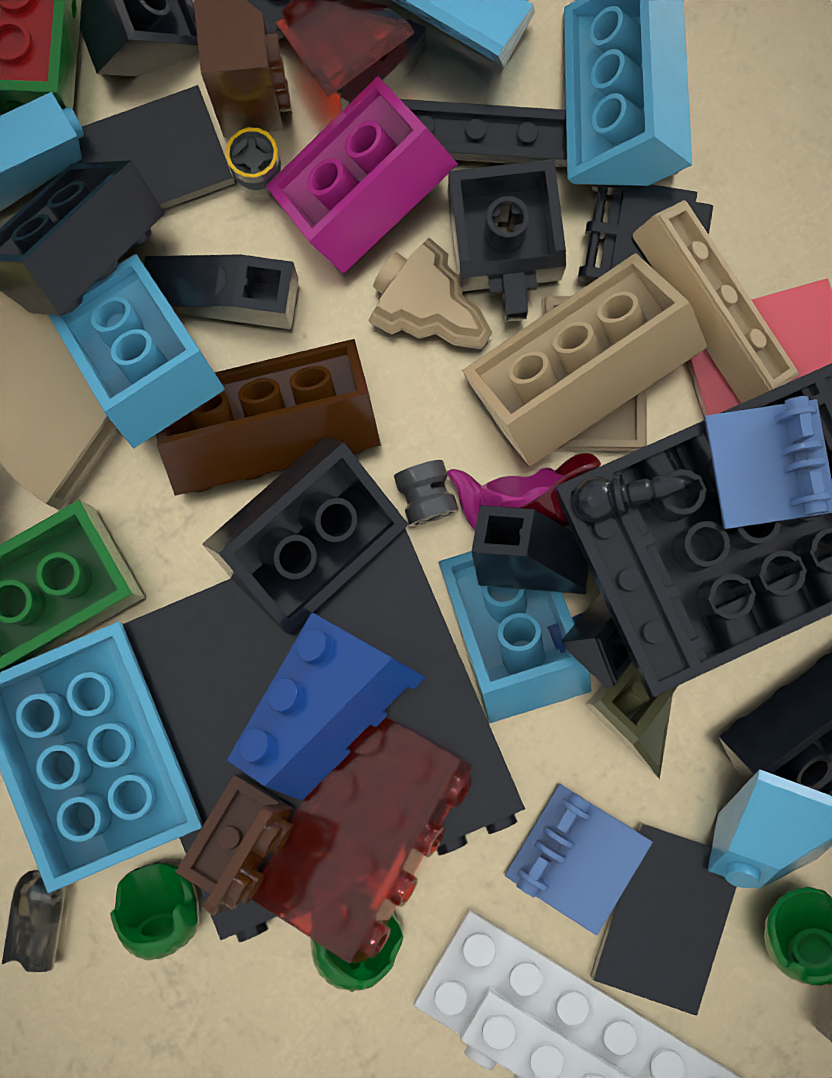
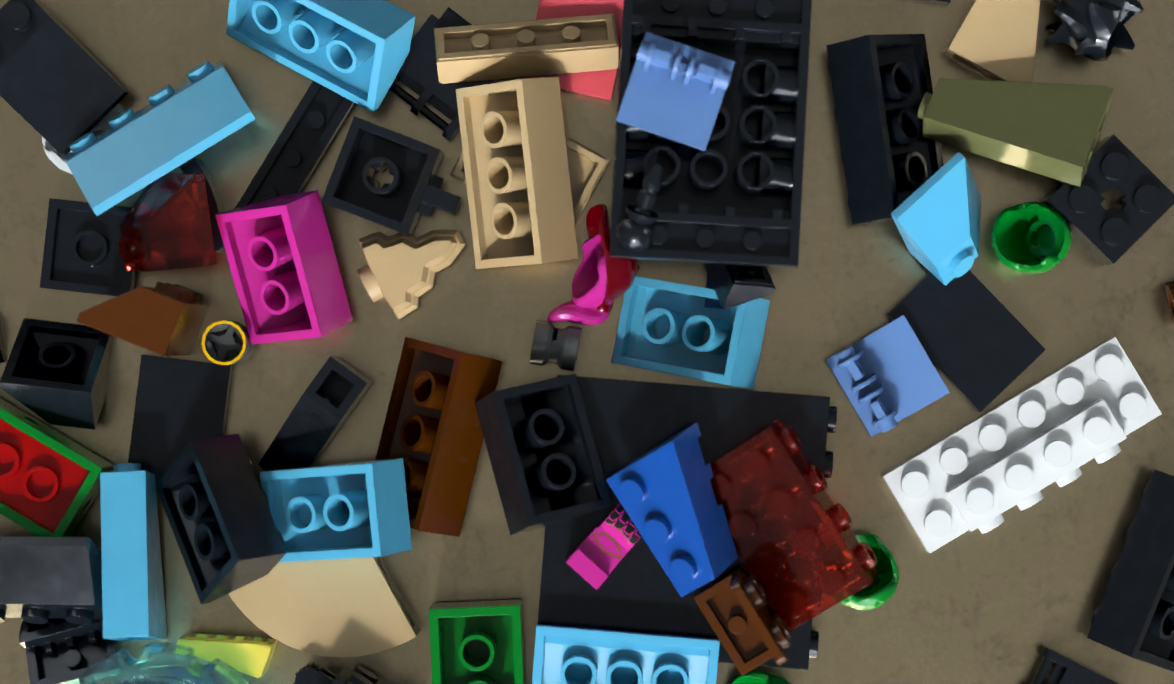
camera: 60 degrees left, 5 degrees up
(237, 650) = (604, 547): none -> dark pink leg
(526, 552) = (641, 297): black slope -> none
(635, 717) = (812, 278): olive slope -> none

